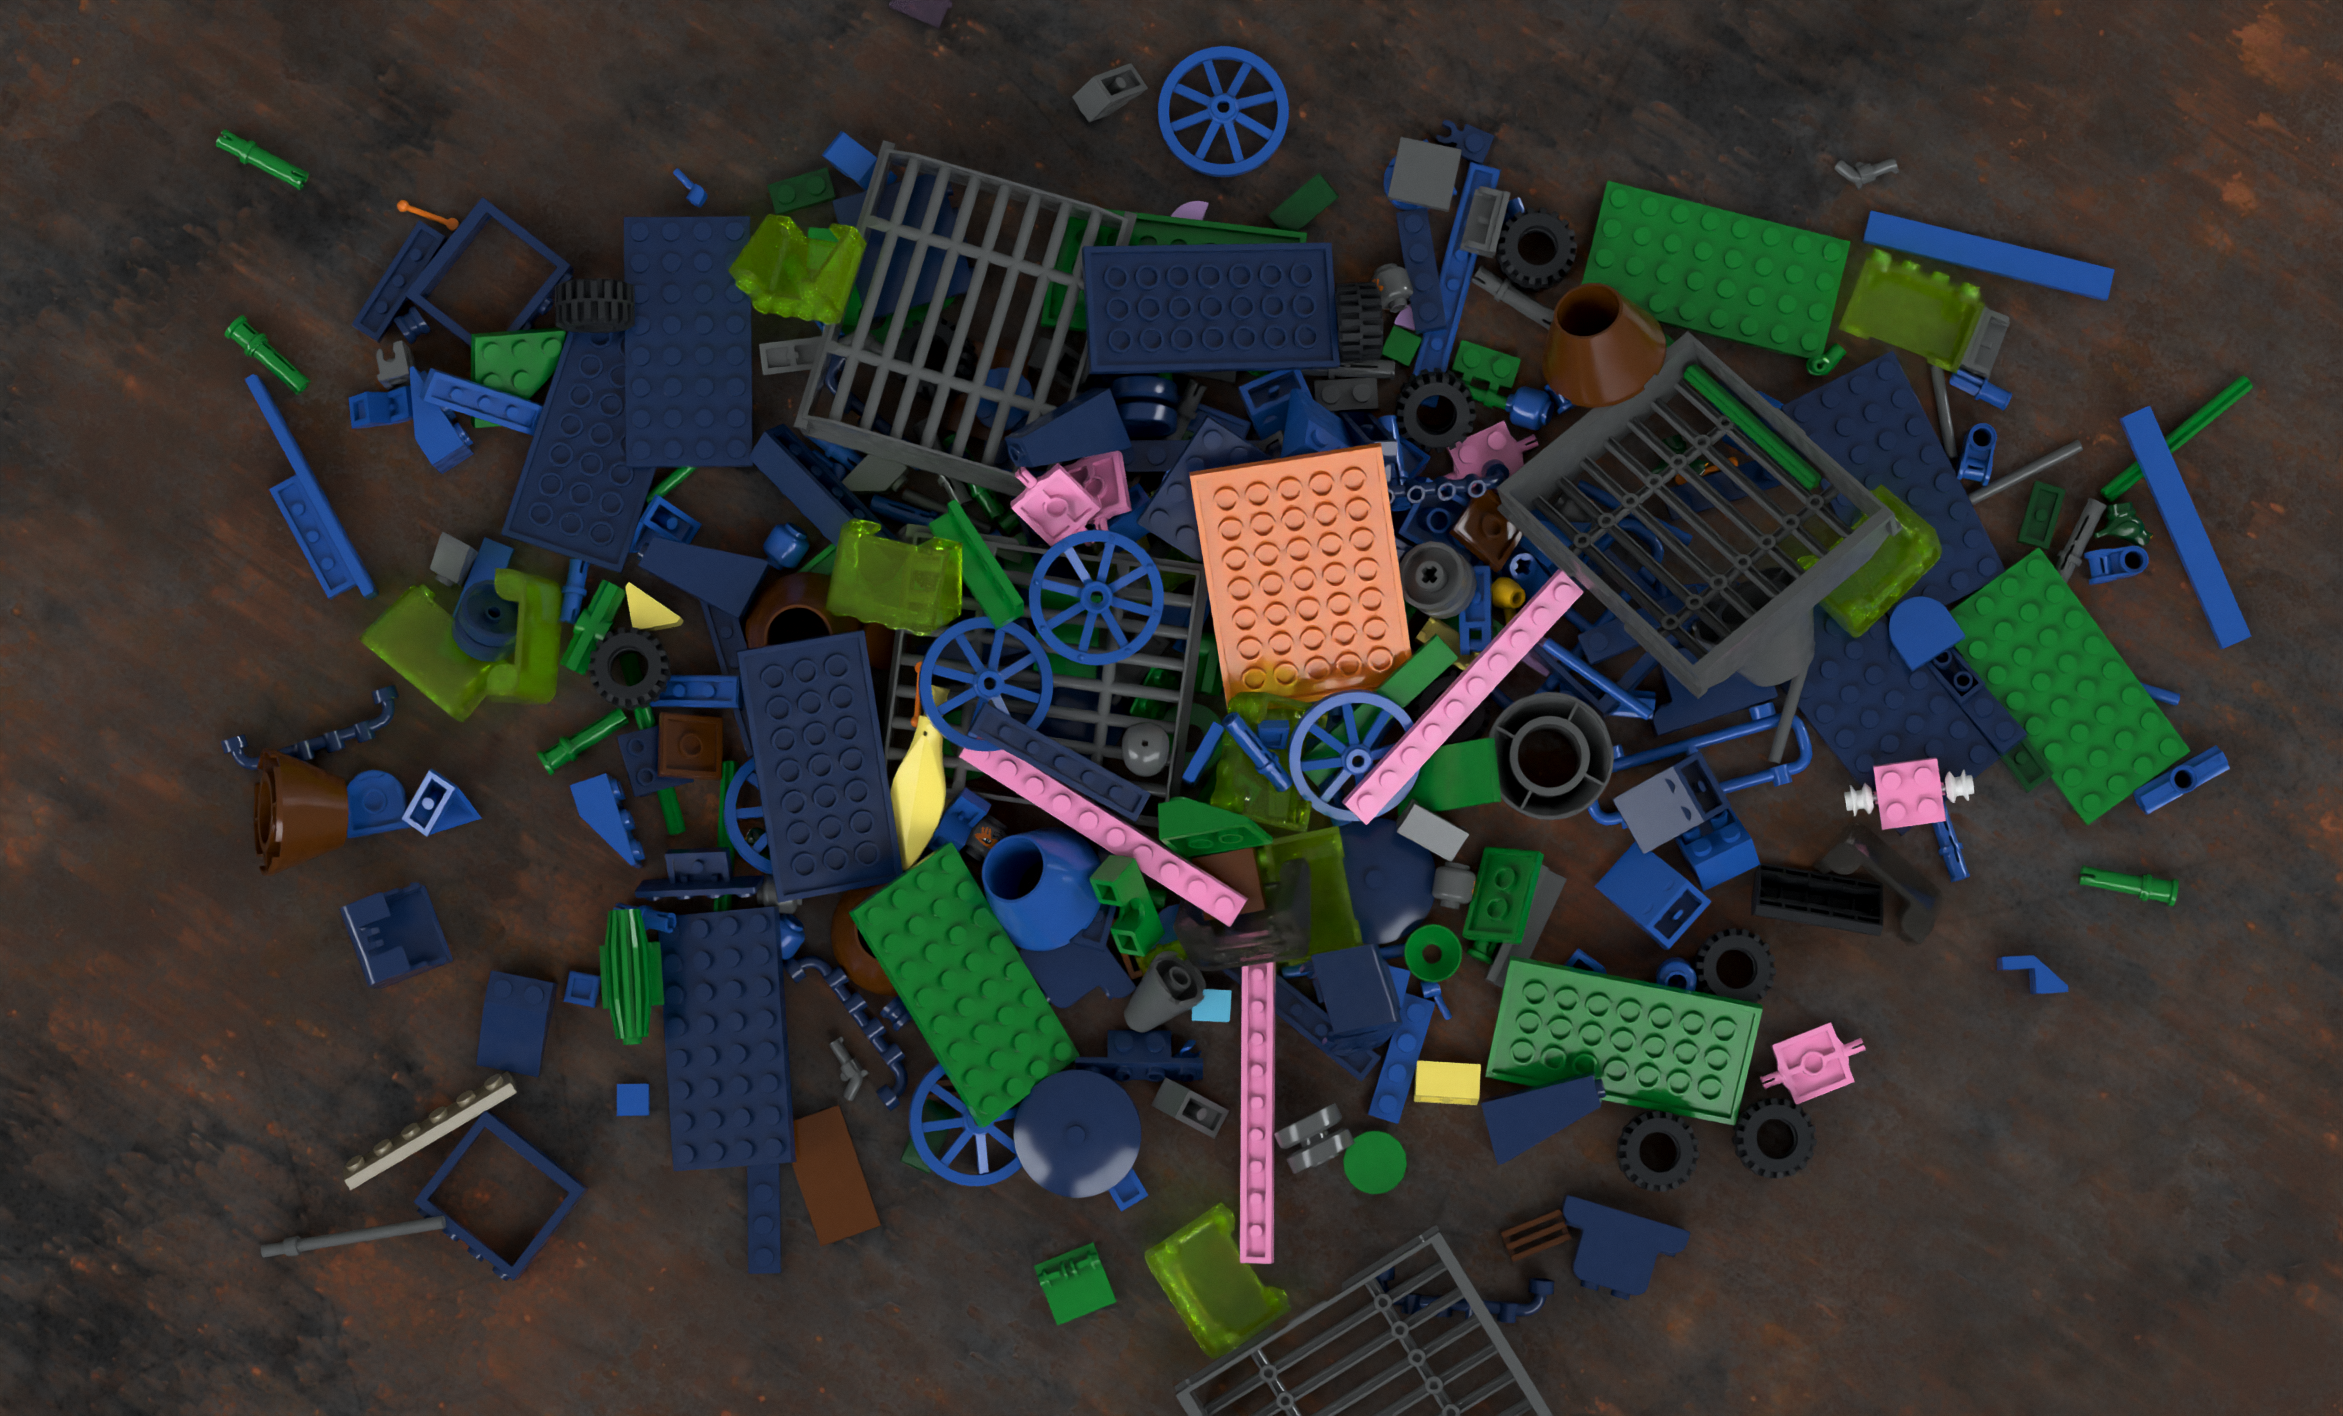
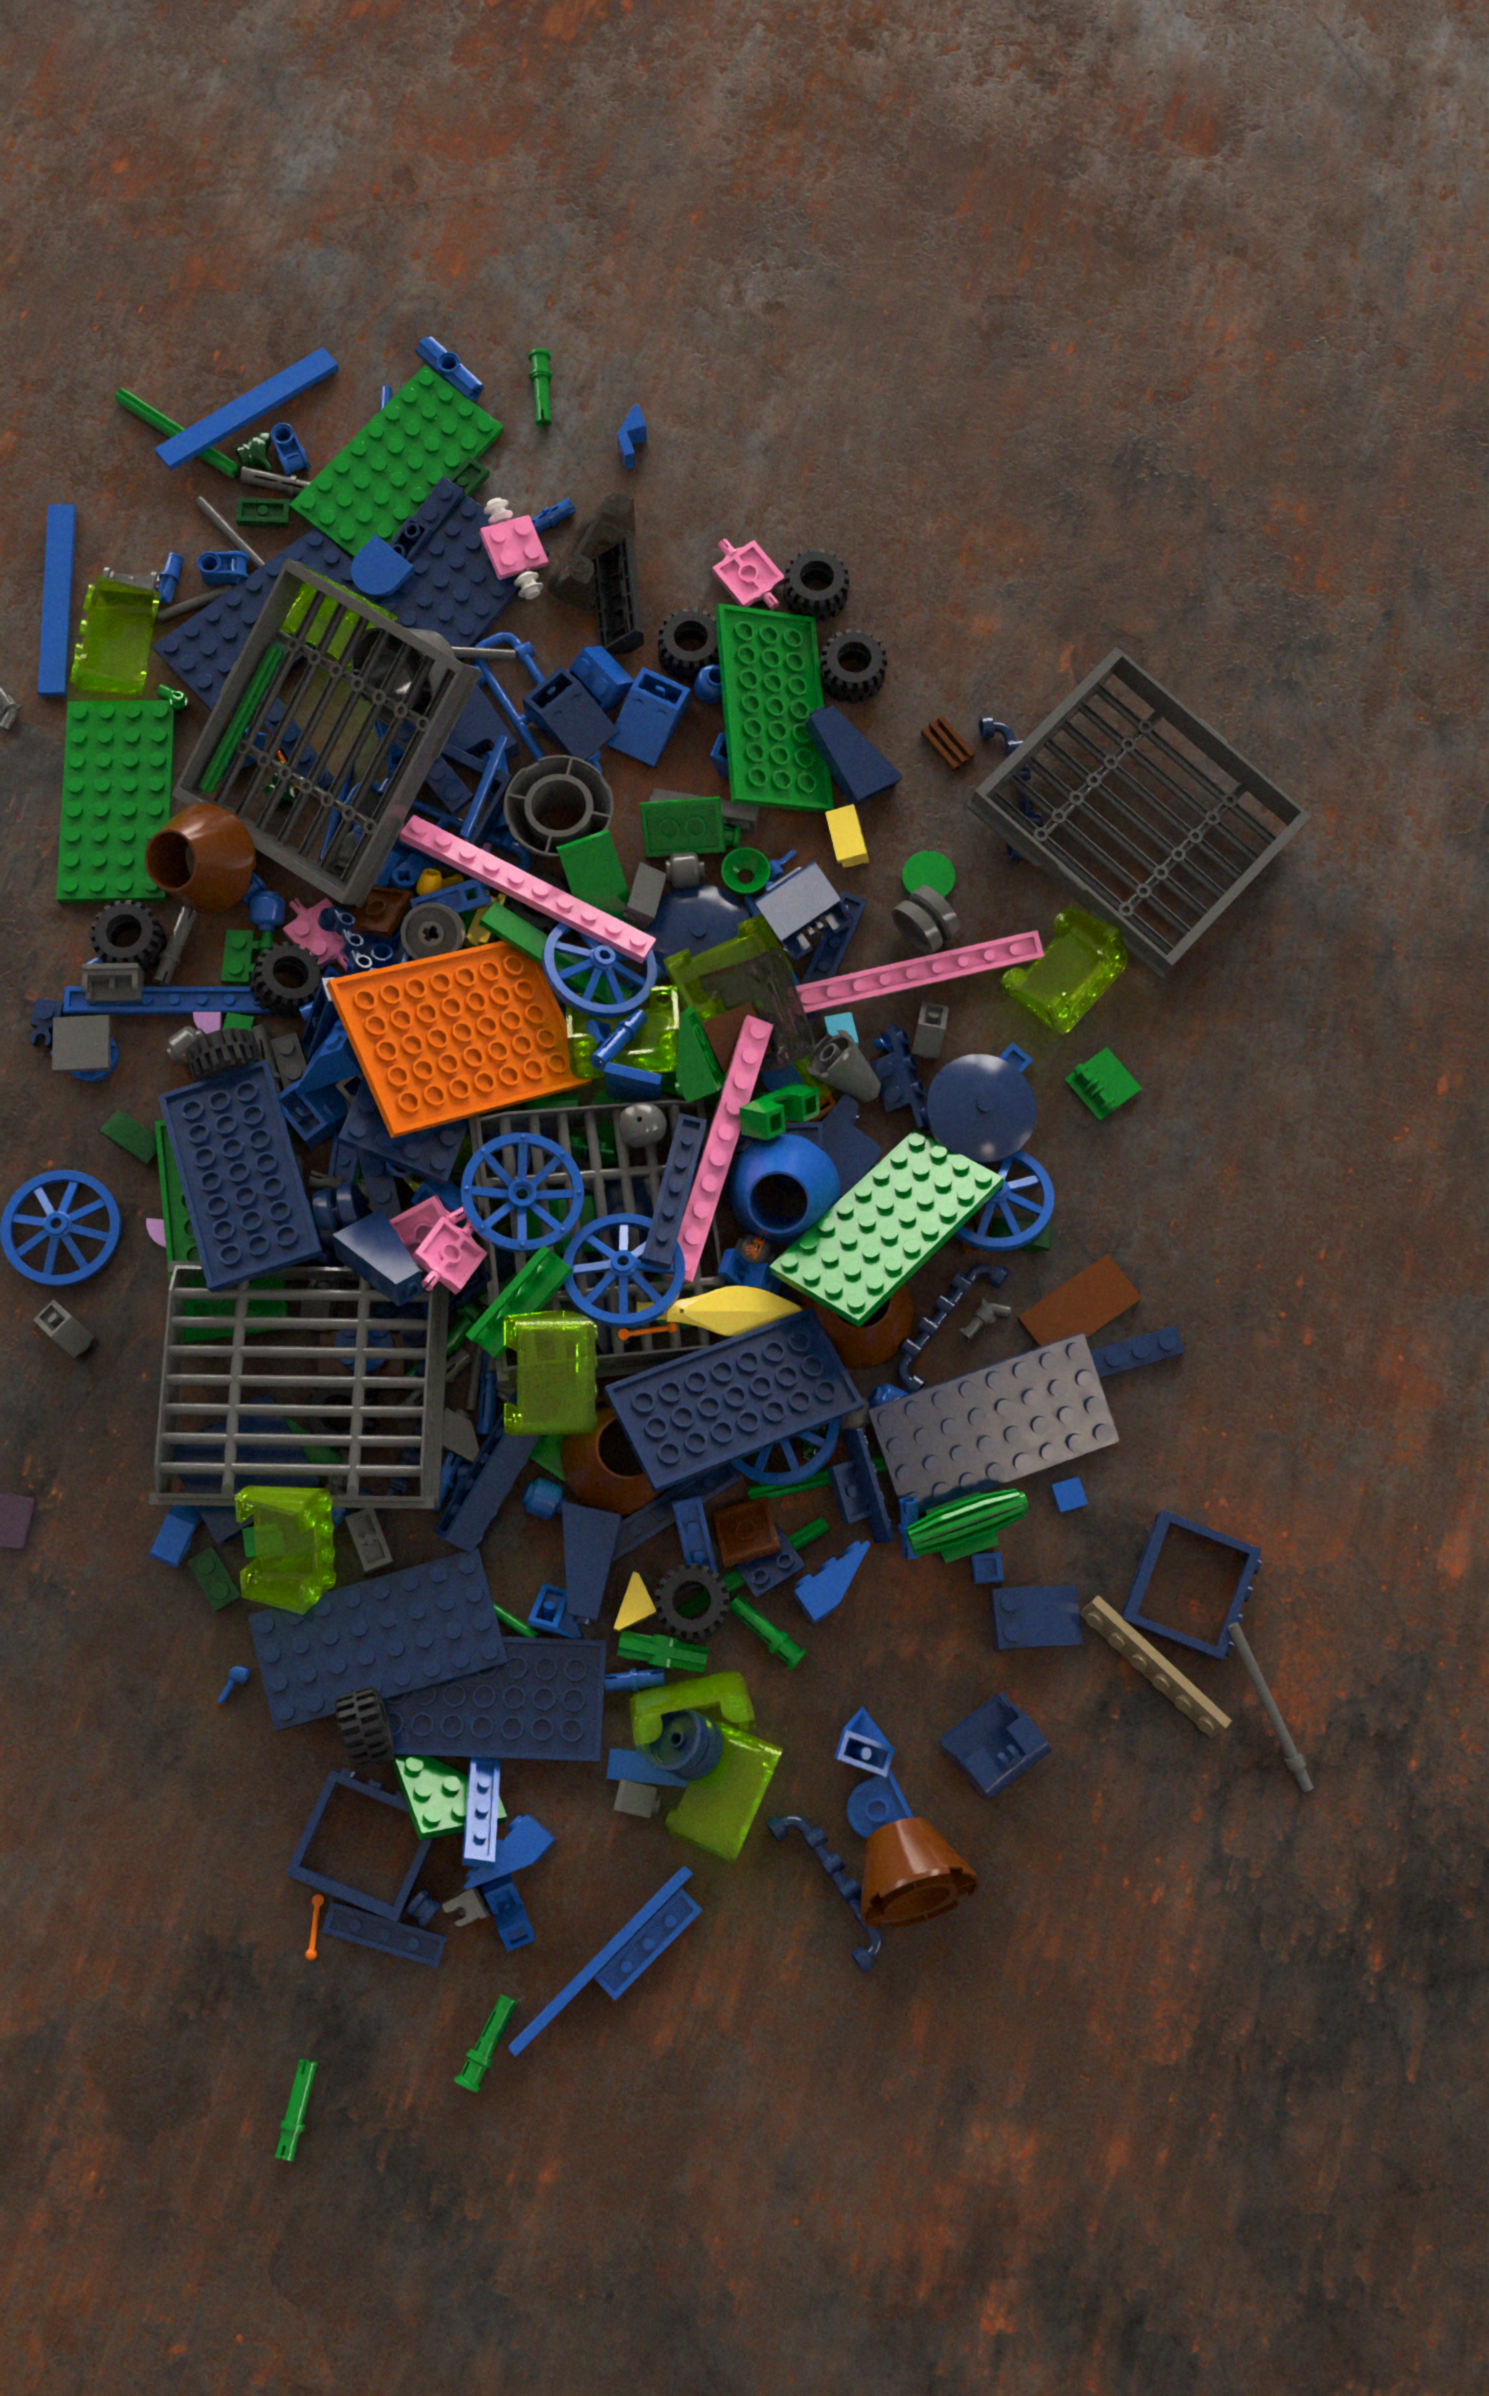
camera: 110 degrees left, 10 degrees down
(896, 1013) = (923, 1286): dark blue wheel -> none
(1401, 1059) = (853, 878): blue plate -> none
(1422, 270) = (158, 1029): dark blue plate -> none
(1617, 1246) = (937, 678): dark blue brick -> none

